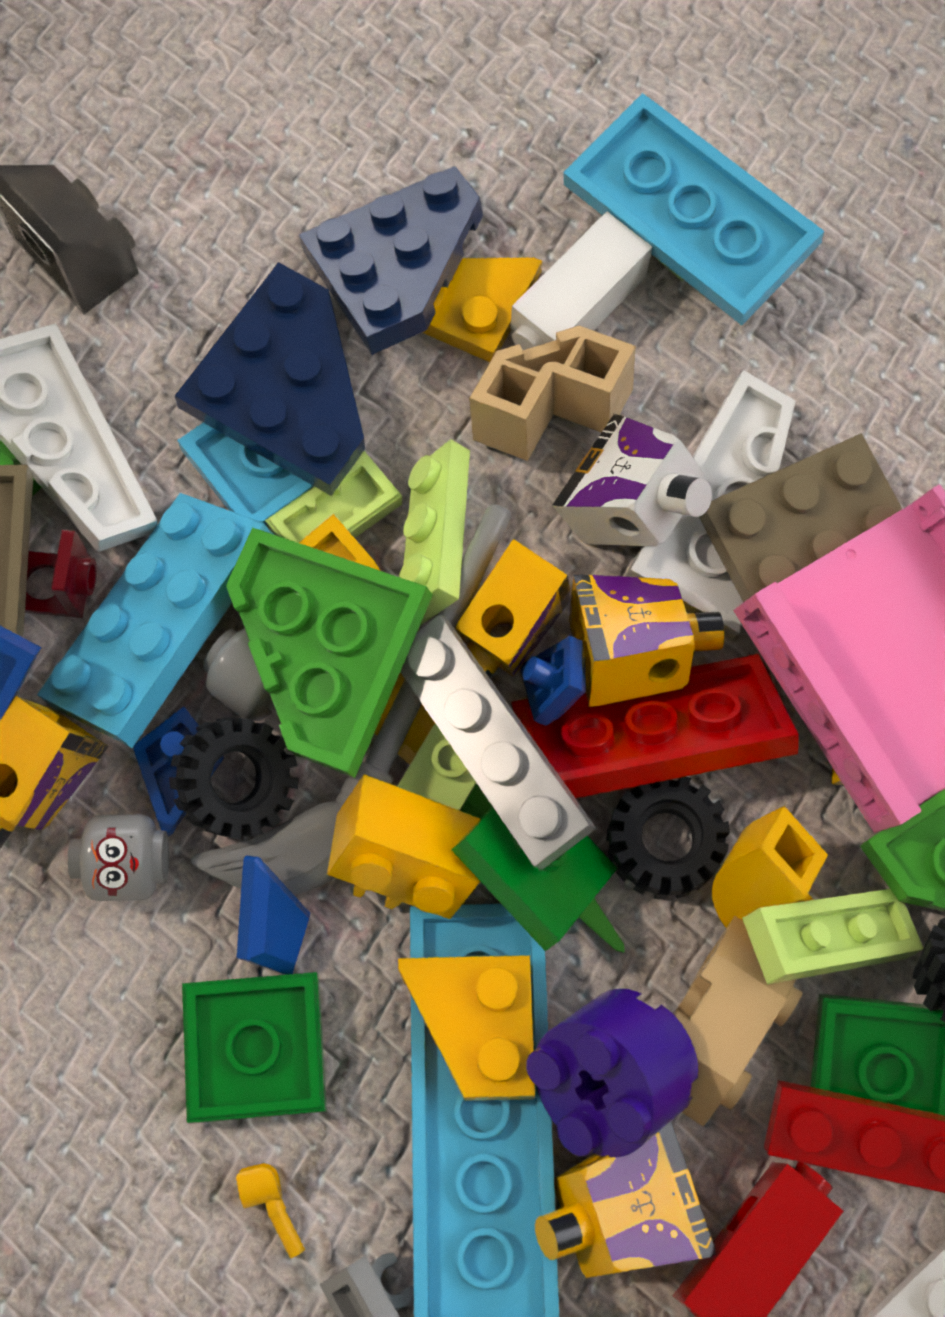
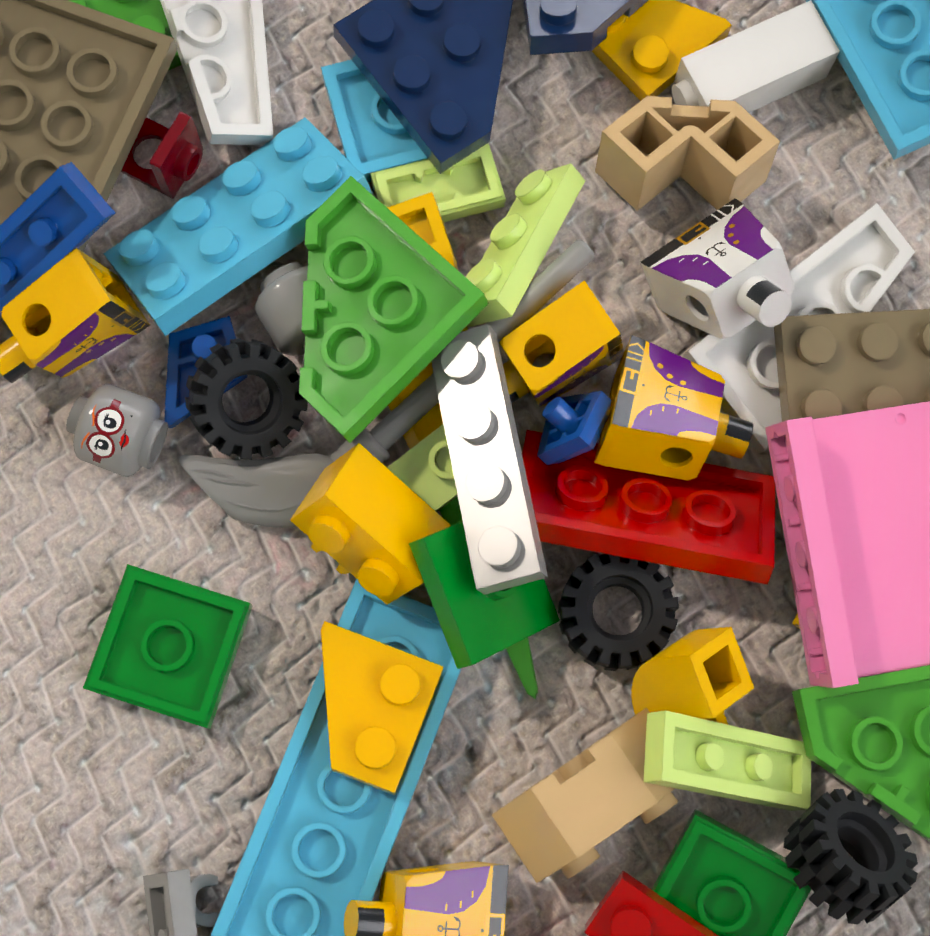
camera: 20 degrees right, 5 degrees up
(262, 1185) = (129, 770): yellow hand -> none
(269, 919) = (227, 539): blue piece -> none
(614, 1074) = (472, 803): dark purple brick -> none

